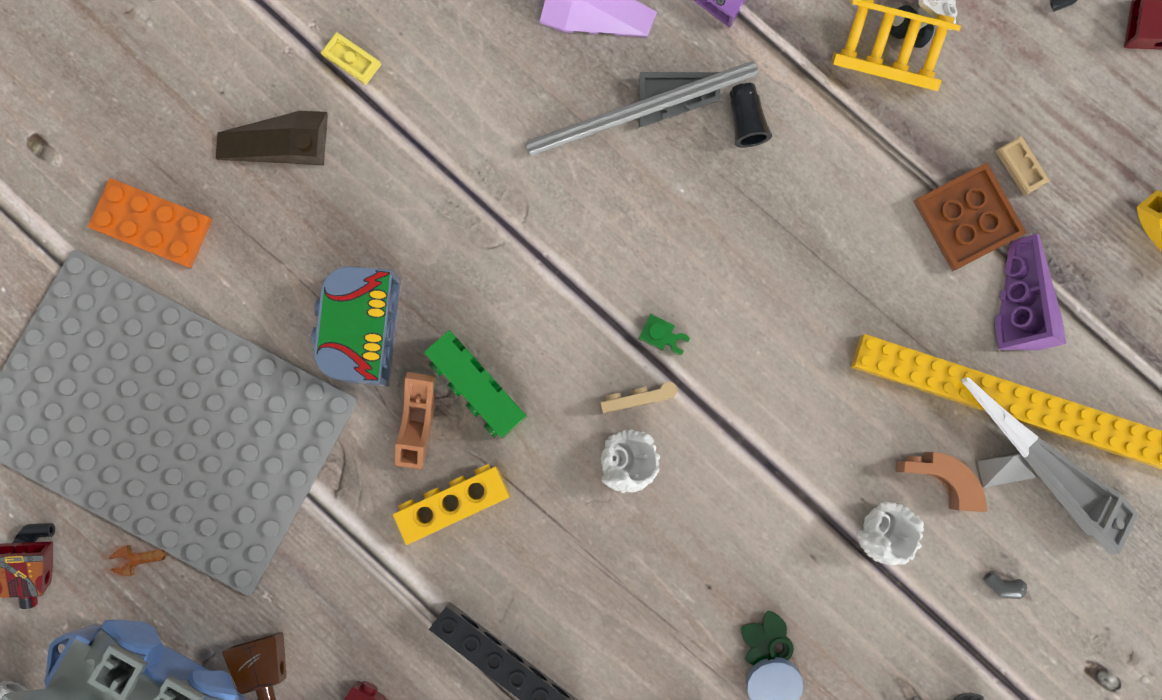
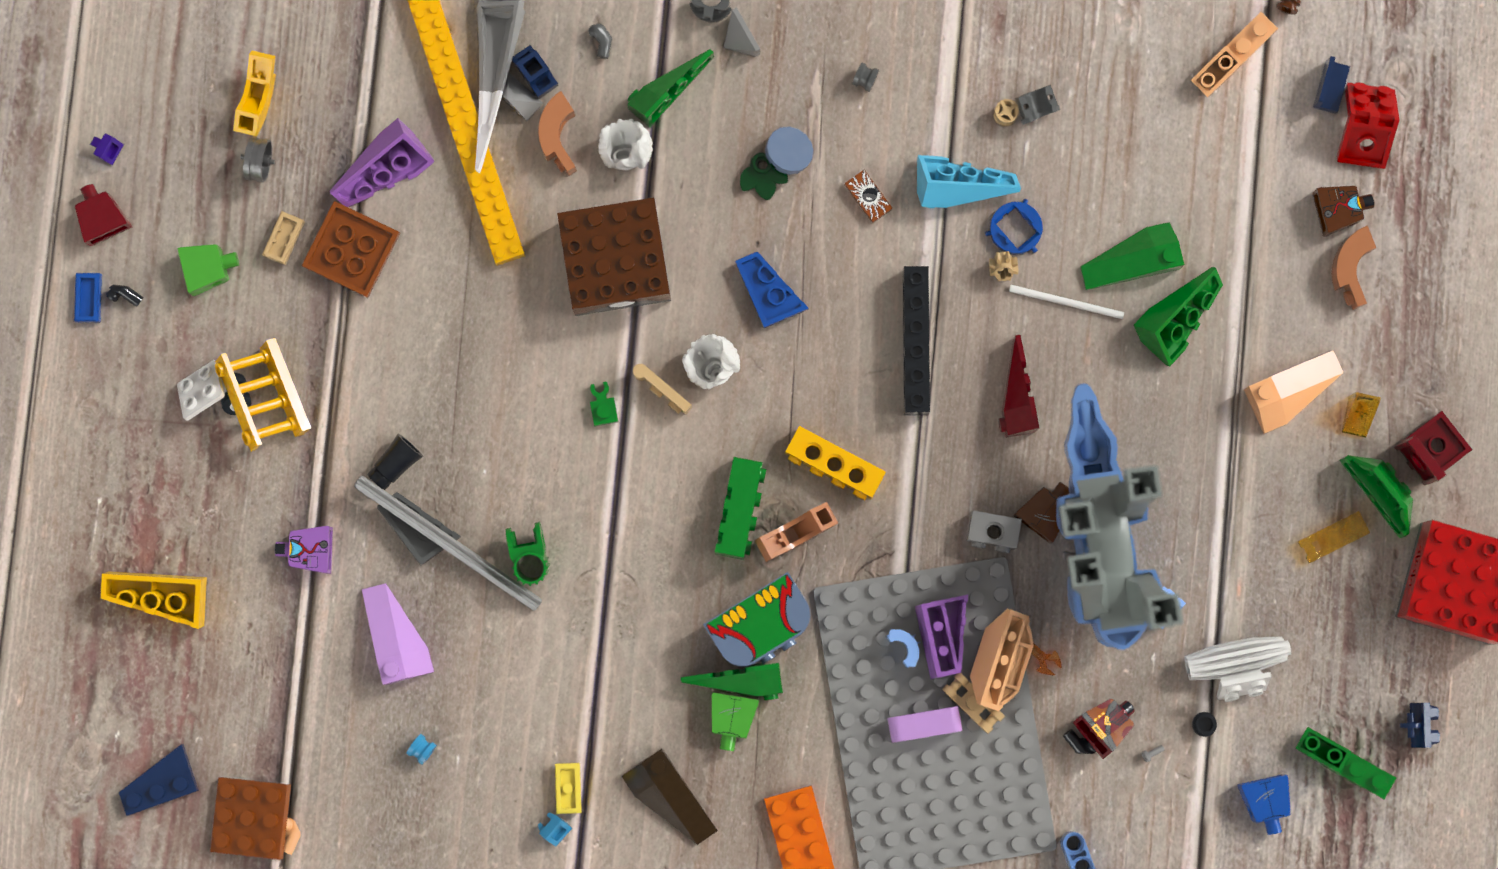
camera: 120 degrees left, 0 degrees up
(140, 464) = (969, 704): none -> tan plate
(153, 517) = (1002, 659): none -> light nougat wedge
(155, 405) = (925, 724): none -> lavender beam
(218, 483) = (942, 634): none -> medium lavender wedge
(223, 442) = (910, 643): none -> light blue piece
(269, 618) = (1008, 528): none -> light grey brick
(299, 242) = (732, 718): none -> bright green torso
(308, 283) = (755, 681): none -> green wedge
(323, 20) = (555, 829): none -> dark azure tile
(578, 176) = (535, 548): none -> green piece
(656, 563) = (768, 292): none -> blue wing
(794, 444) = (614, 256): none -> reddish brown piece
(915, 603) = (660, 94): none -> green wedge
(1020, 502) = (534, 71): none -> dark blue brick
(1045, 79) = (205, 267): none -> bright green torso
(1115, 191) = (257, 159): none -> flat silver wheel

